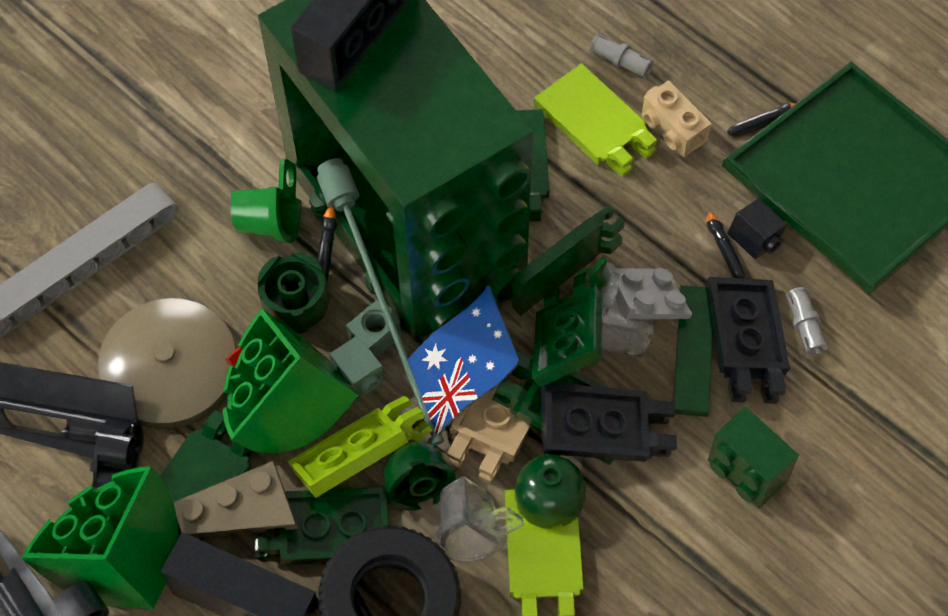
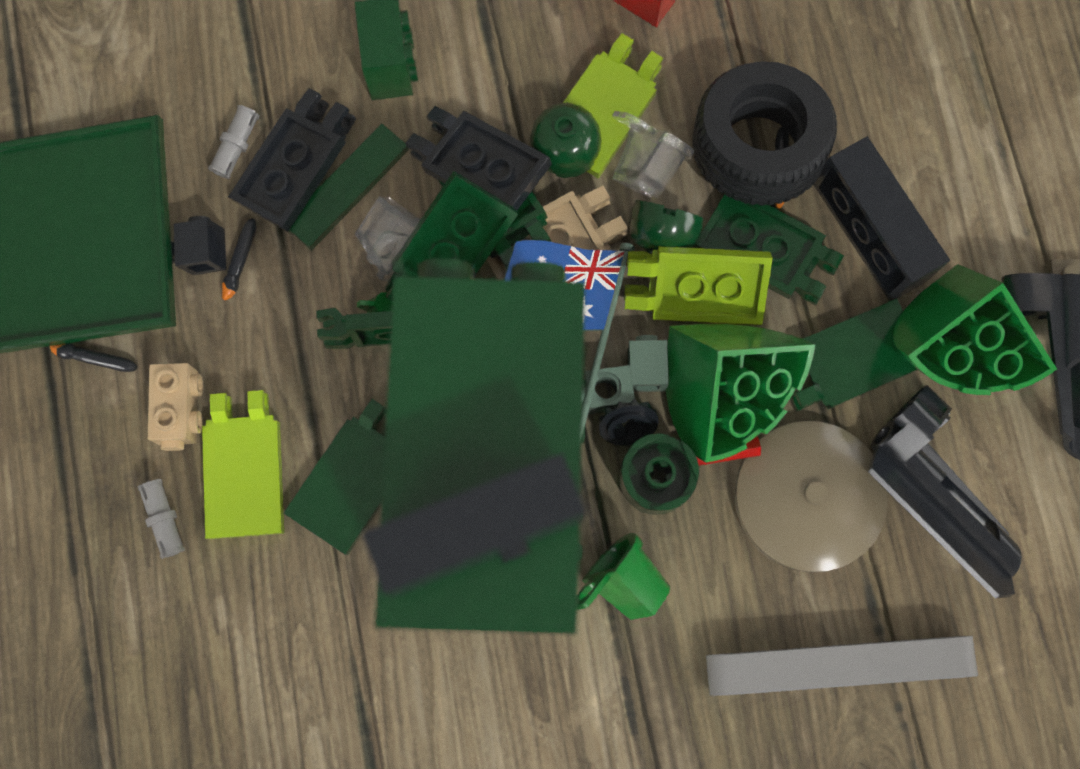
camera: 145 degrees left, 15 degrees up
(239, 504) = (836, 300): dark tan wing -> none
(329, 225) = (601, 497): black piece -> none
(341, 313) = (642, 422): none -> black gear
(648, 293) = (343, 248): light grey piece -> none

